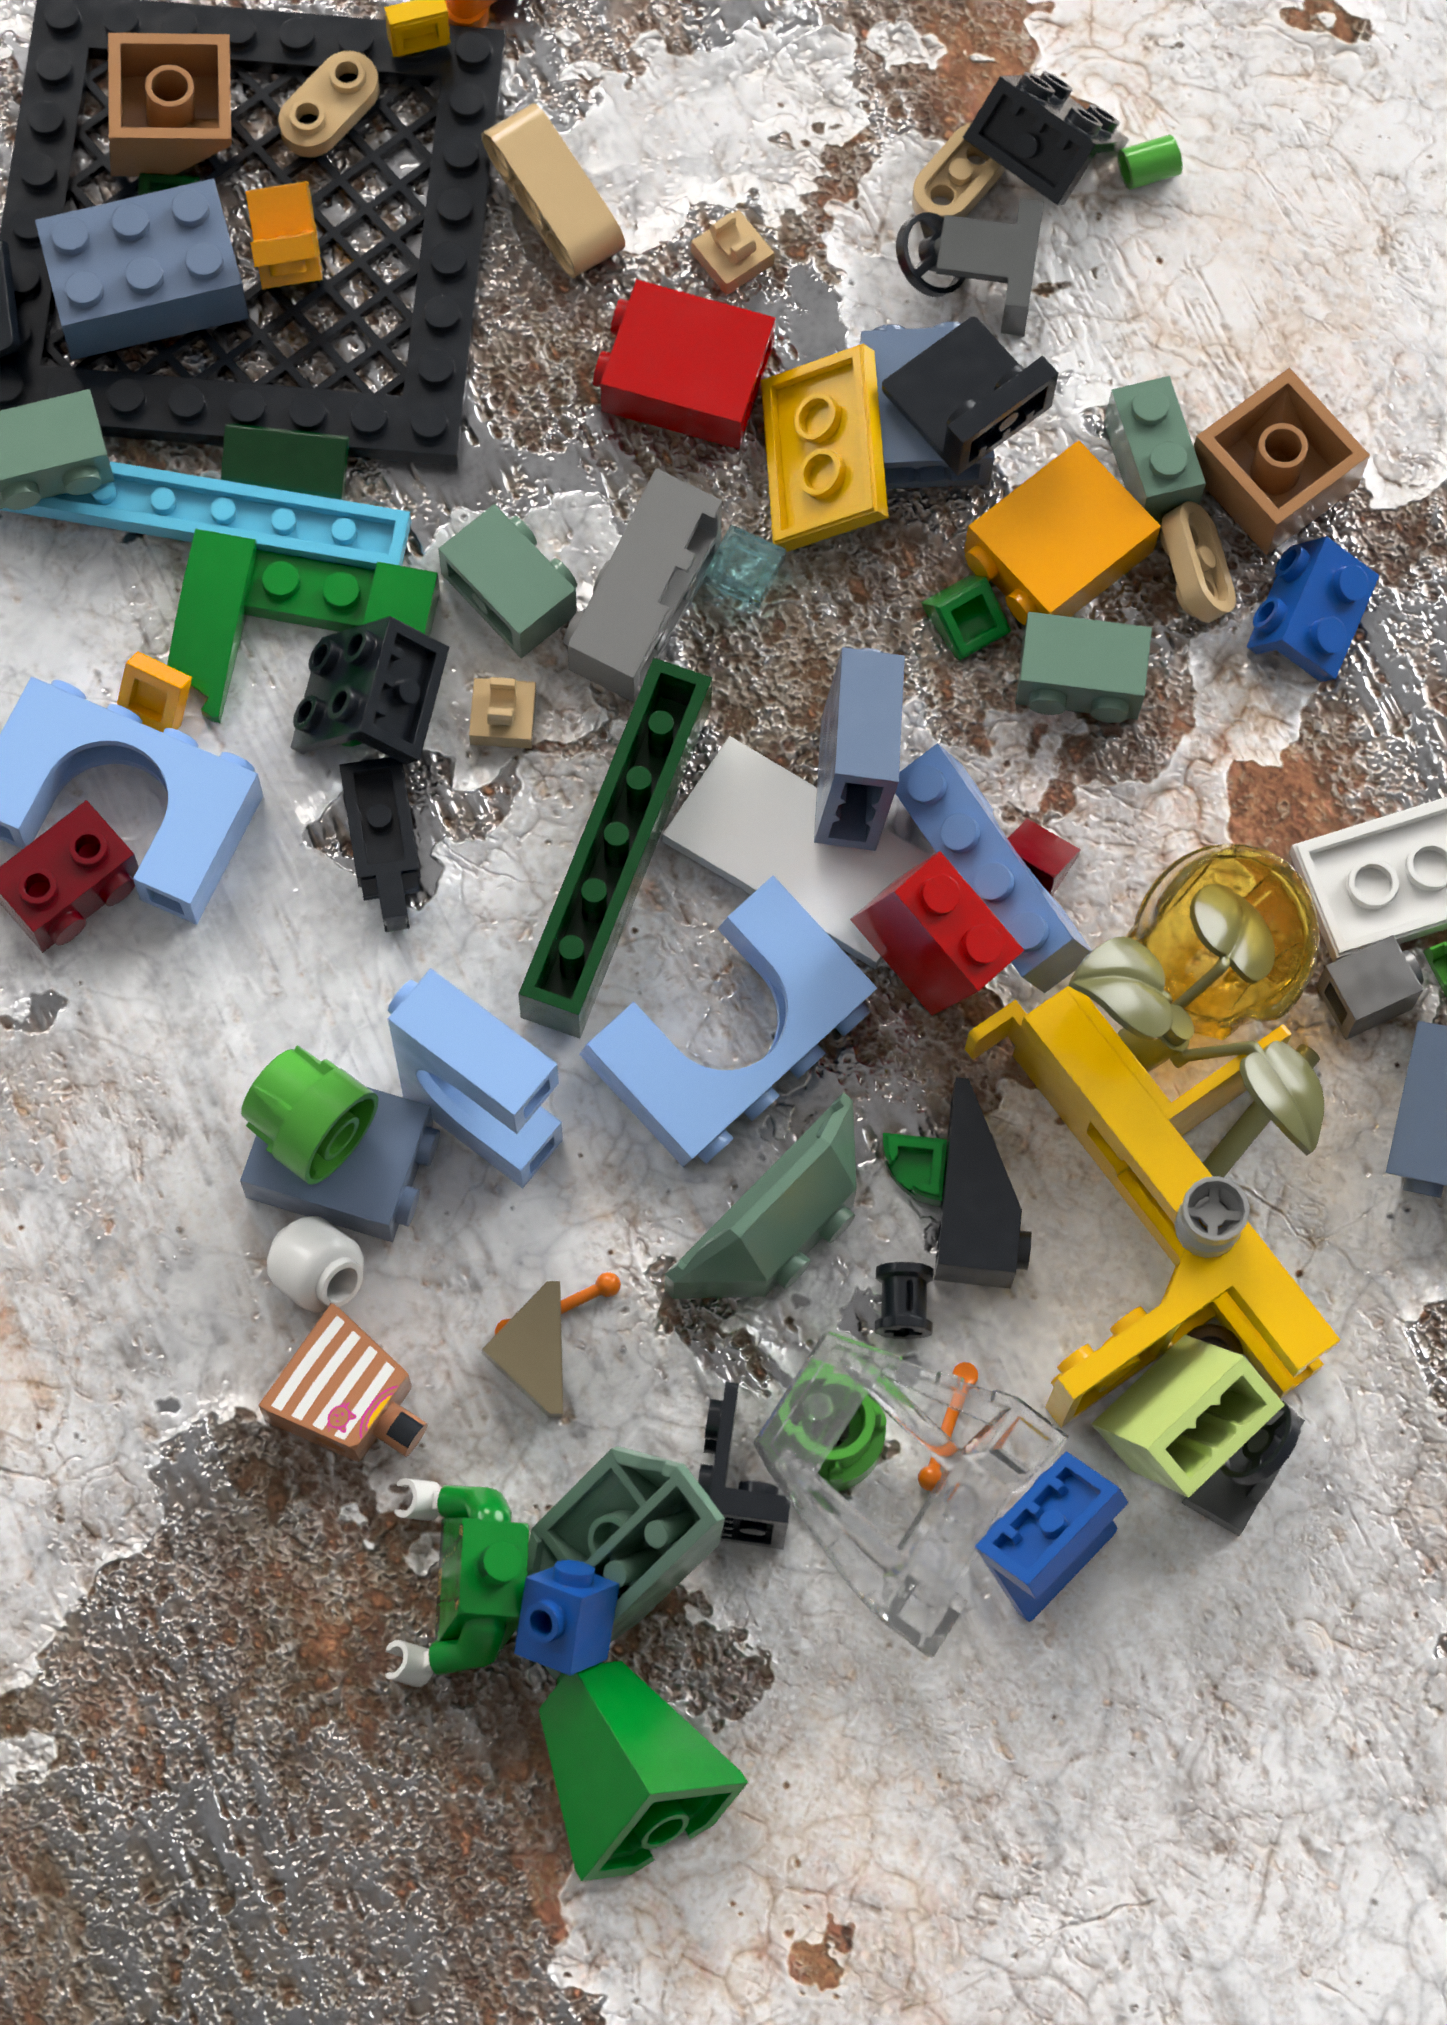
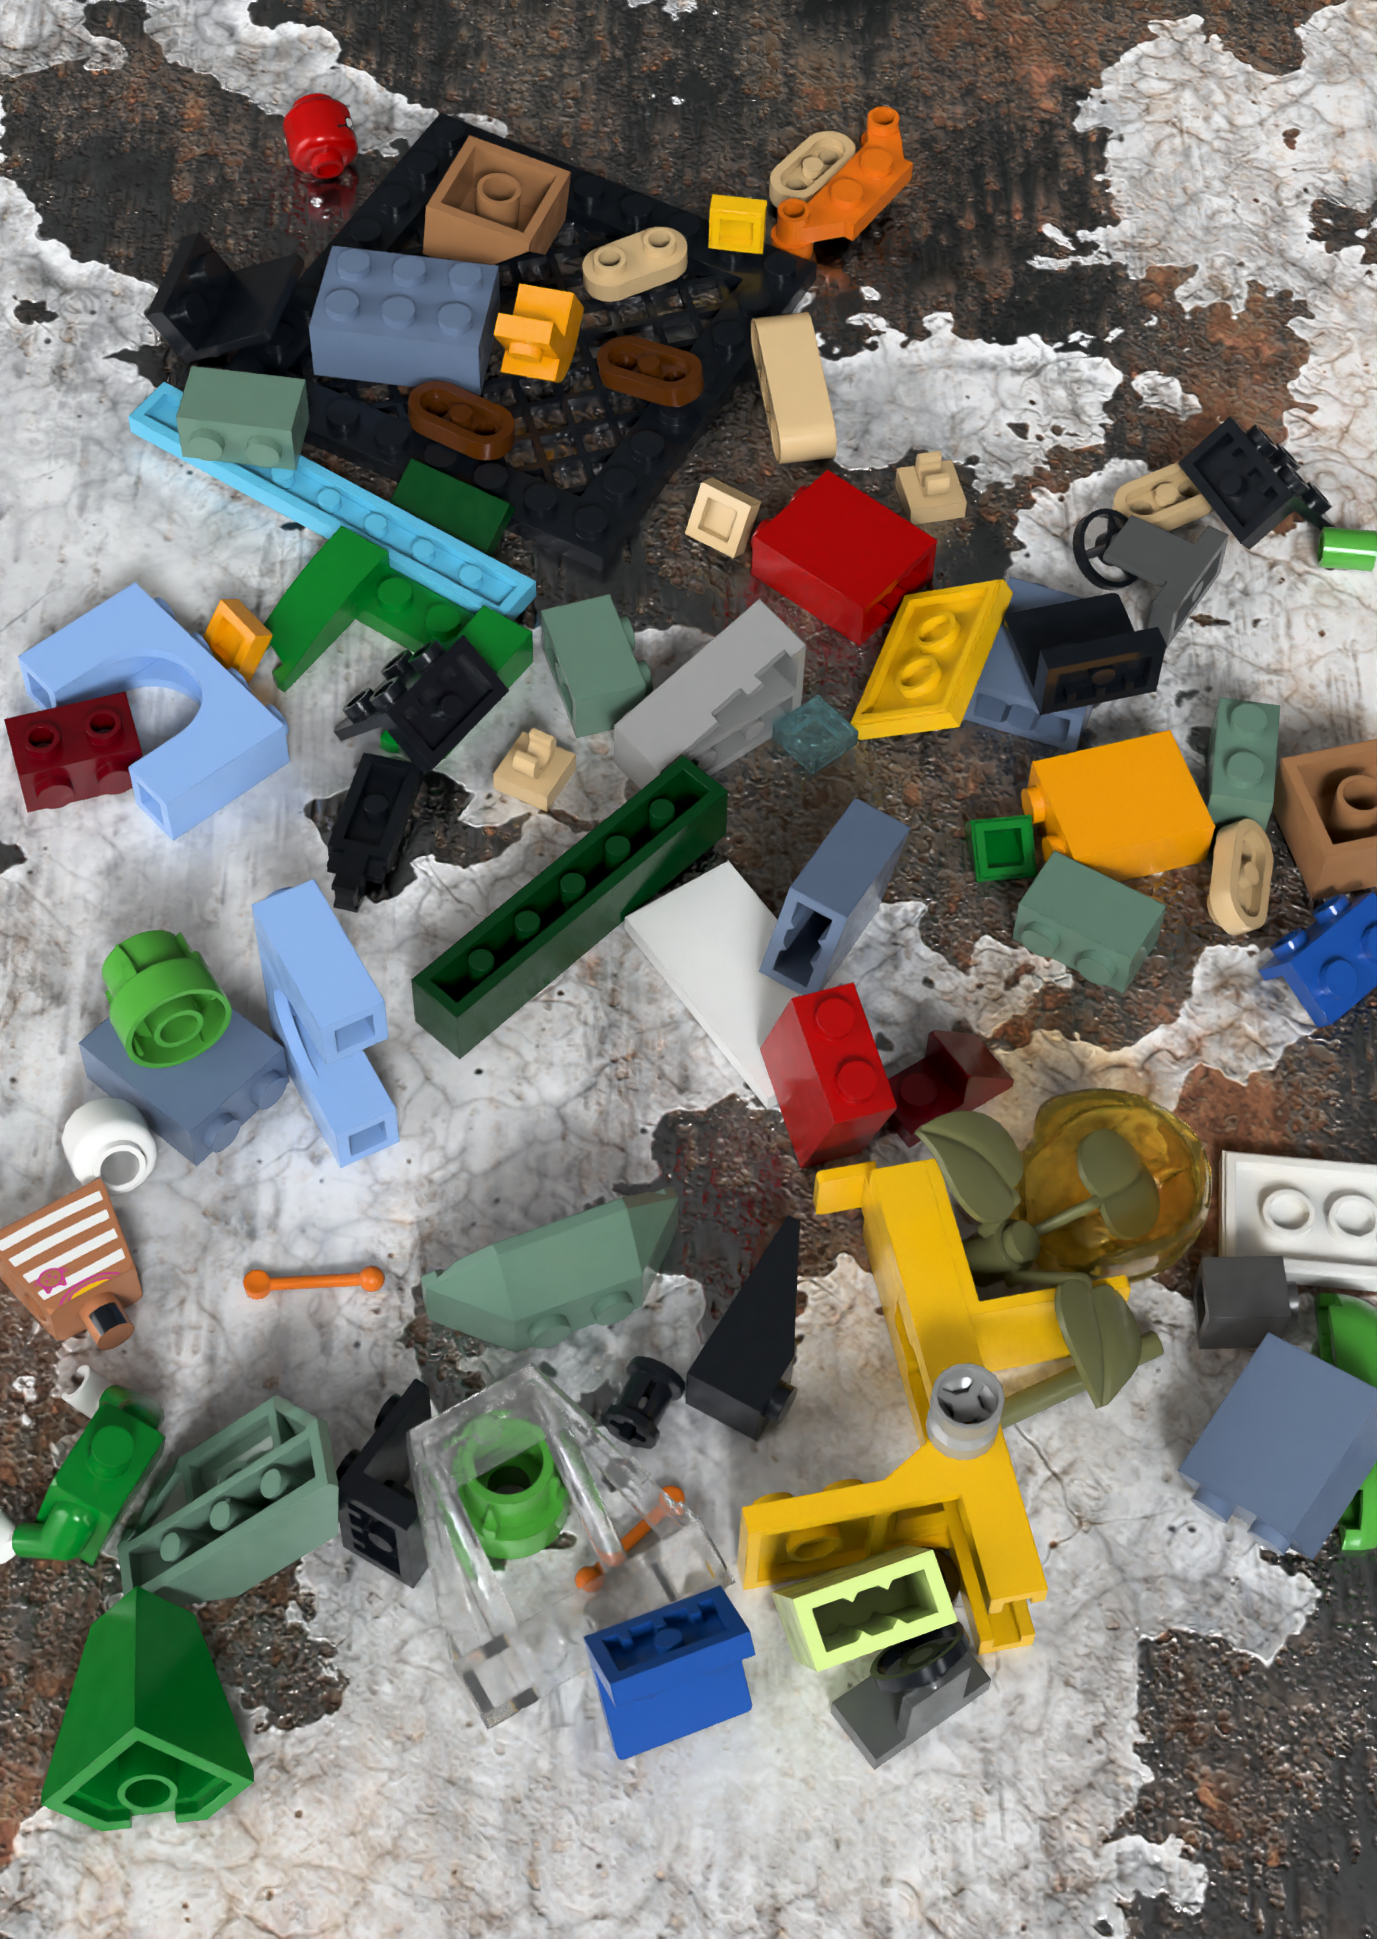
camera: 25 degrees right, 15 degrees down
(254, 360) = (461, 420): none -> reddish brown plate
(414, 230) = (650, 371): none -> reddish brown plate
(531, 1350) = (267, 1295): dark tan slope -> none
(553, 366) = (722, 517): none -> tan tile
(566, 1617) = (154, 1536): blue brick -> none
(813, 993) = (537, 1152): light blue arch -> none
(916, 1165) = (714, 1286): green tile -> none
(963, 828) = (901, 1008): medium blue arch -> none

